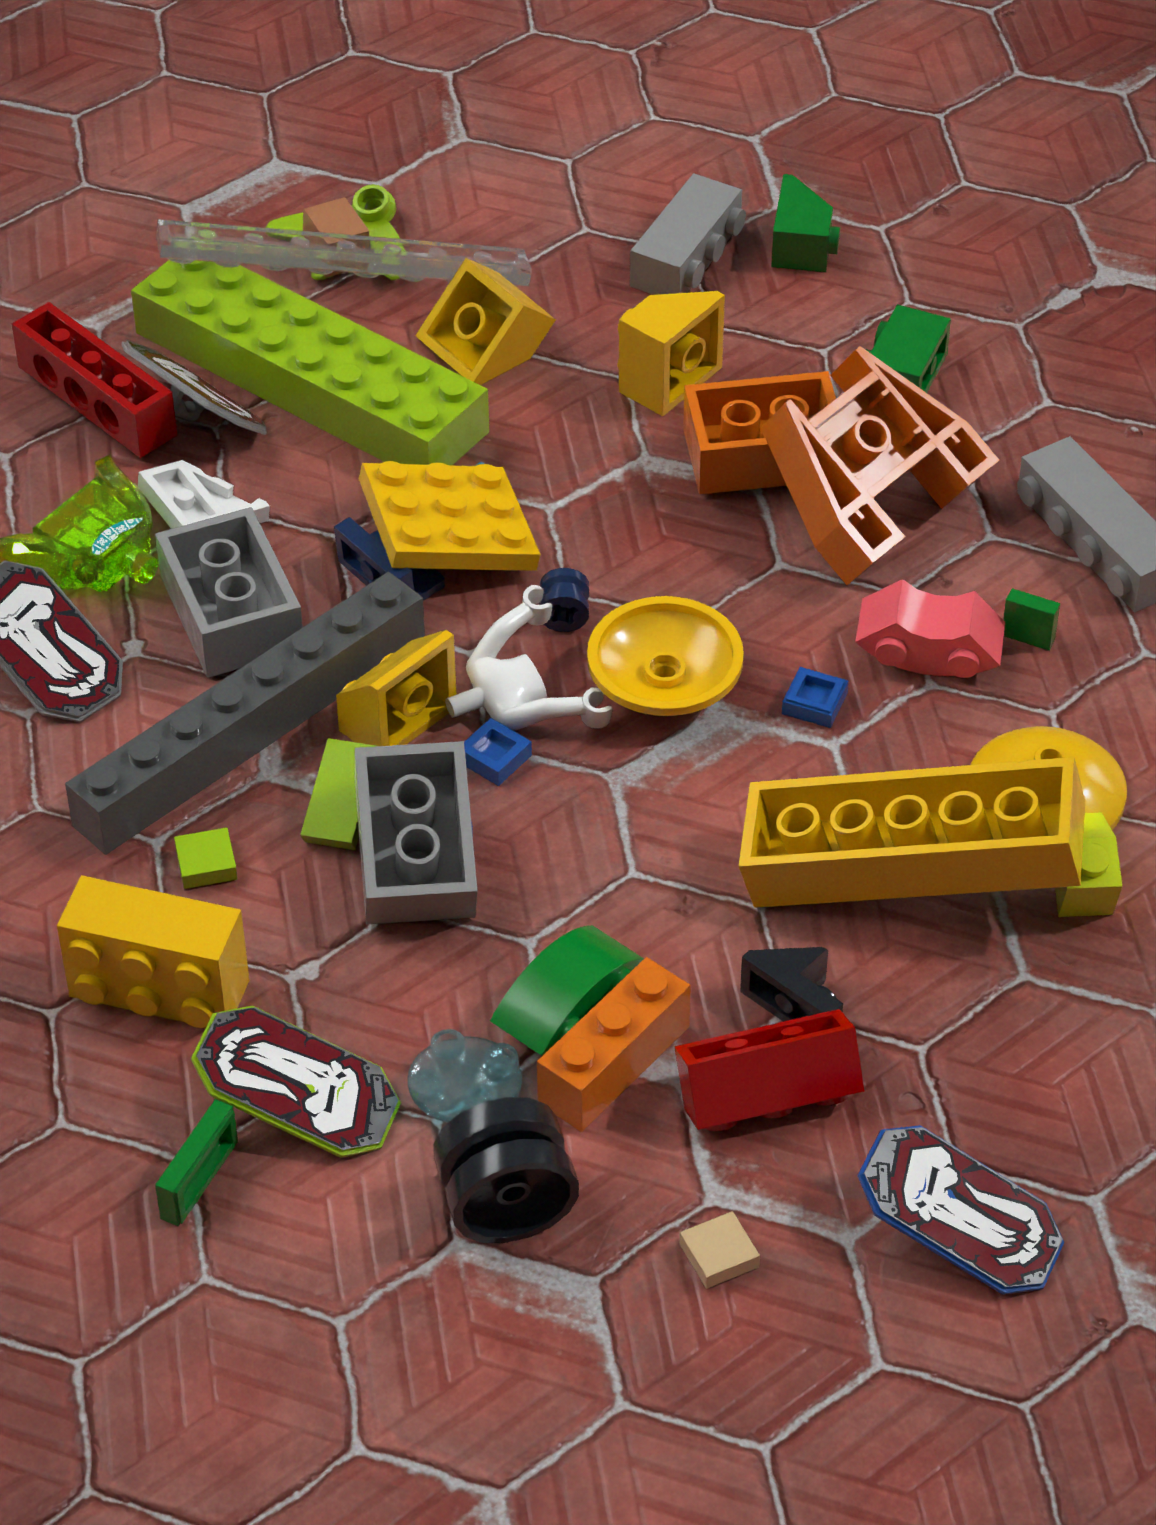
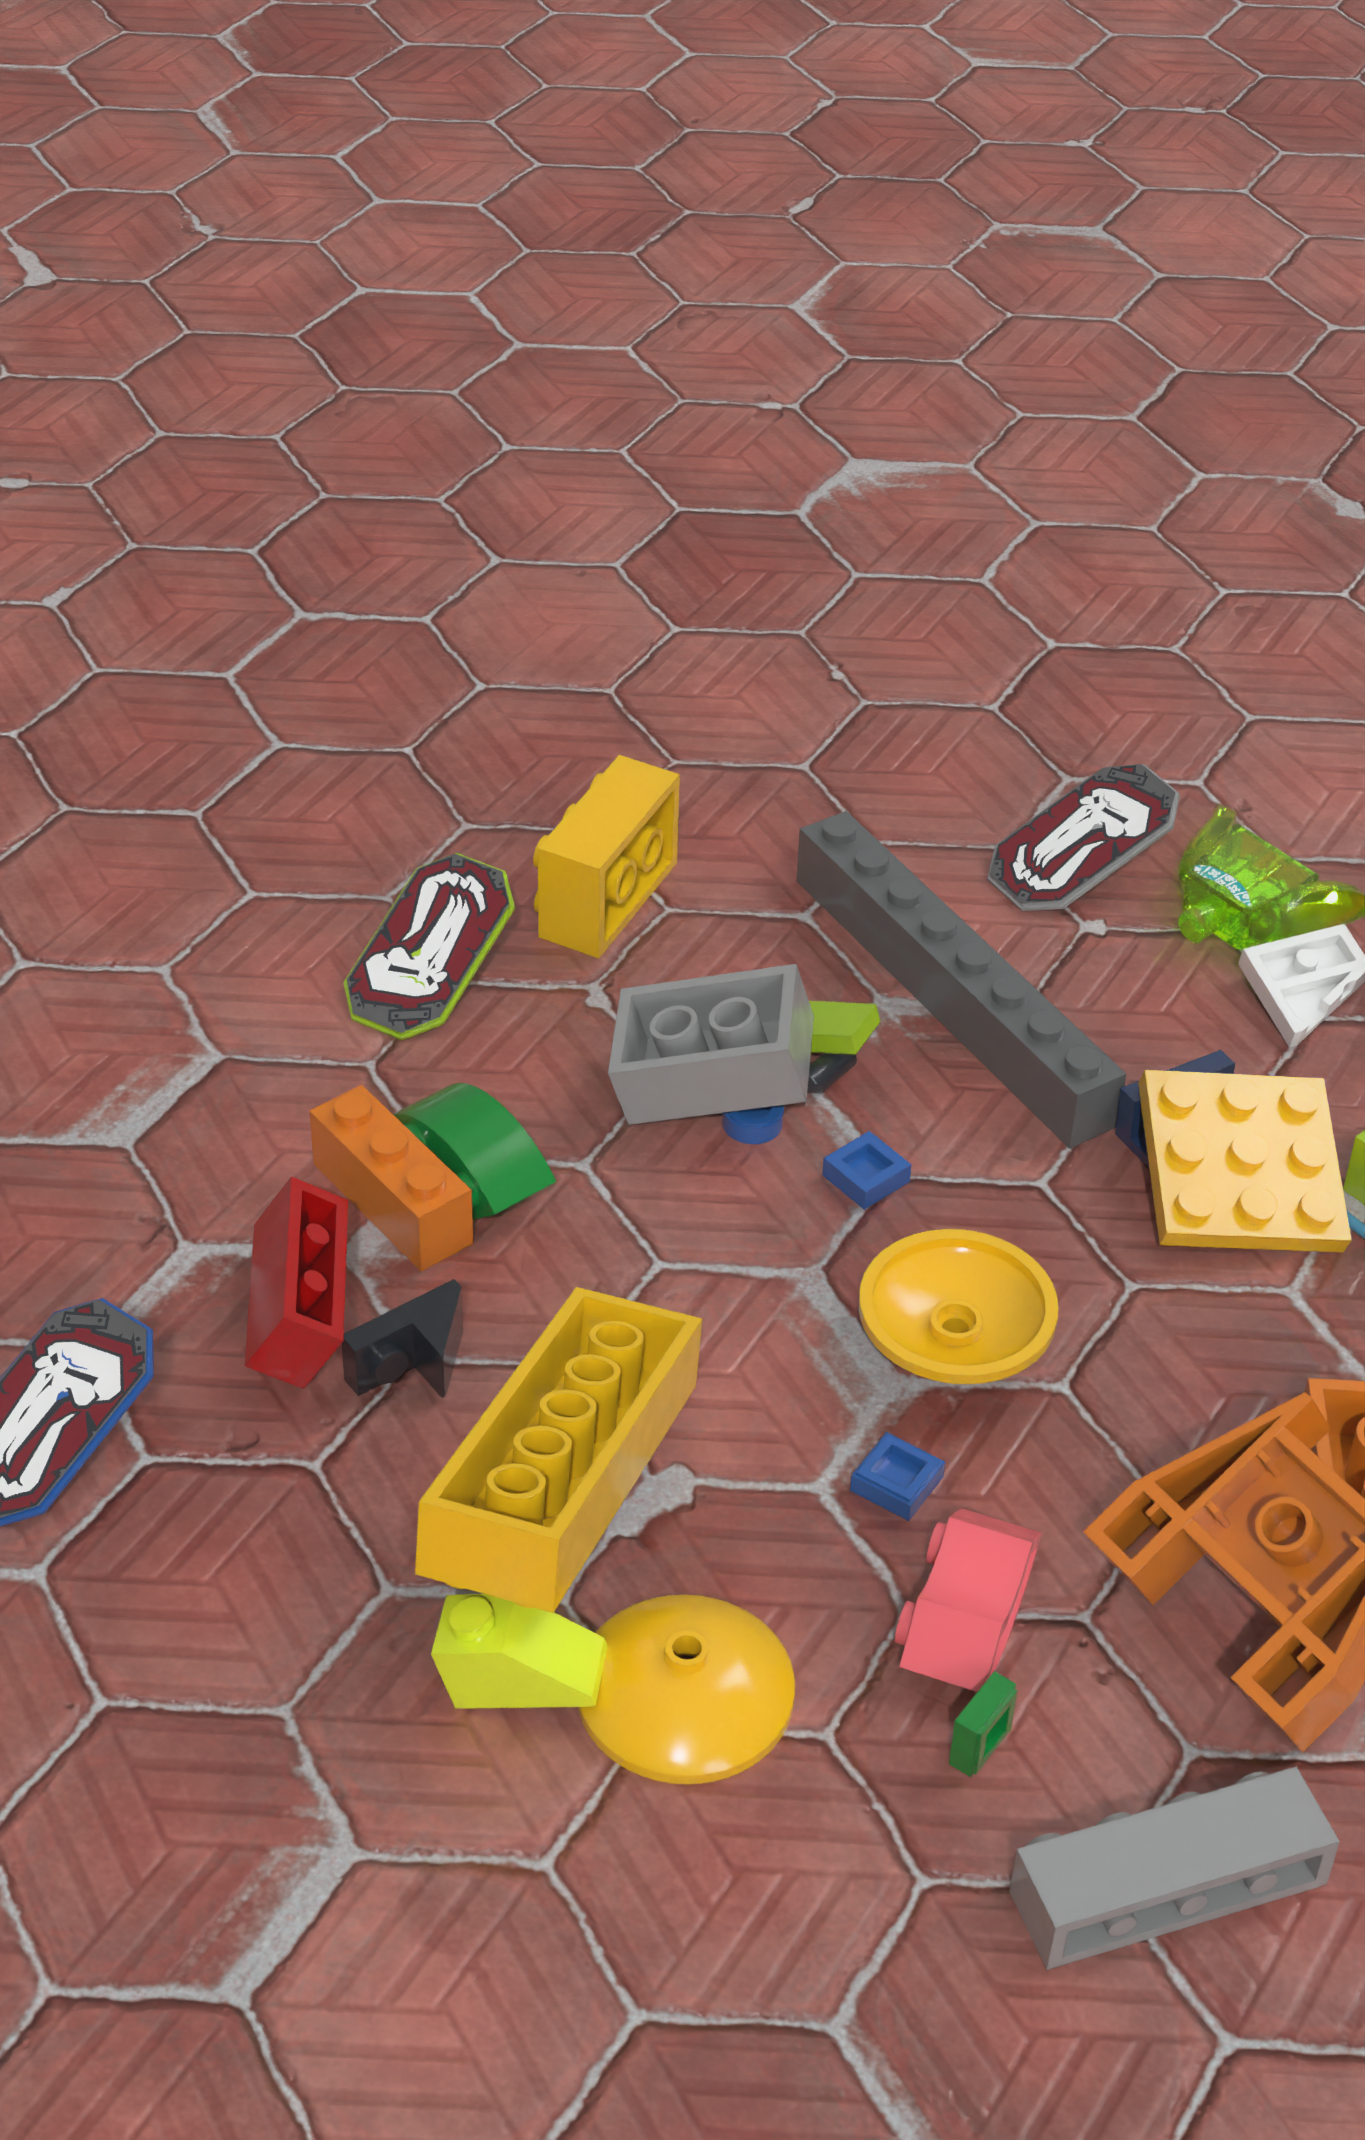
camera: 100 degrees right, 5 degrees down
(196, 1163) = (357, 874): green tile -> none
(205, 858) = (763, 936): lime tile -> none
(227, 589) = (1135, 966): light grey brick -> none
(400, 693) = (944, 1080): yellow slope -> none
(462, 1073) = (400, 1066): clear light blue dish -> none
(505, 1170) = (233, 1048): black wheel -> none
(512, 687) = (962, 1184): white piece -> none
(568, 594) = (1094, 1252): dark blue wheel -> none
(719, 1249) = (110, 1230): tan tile -> none

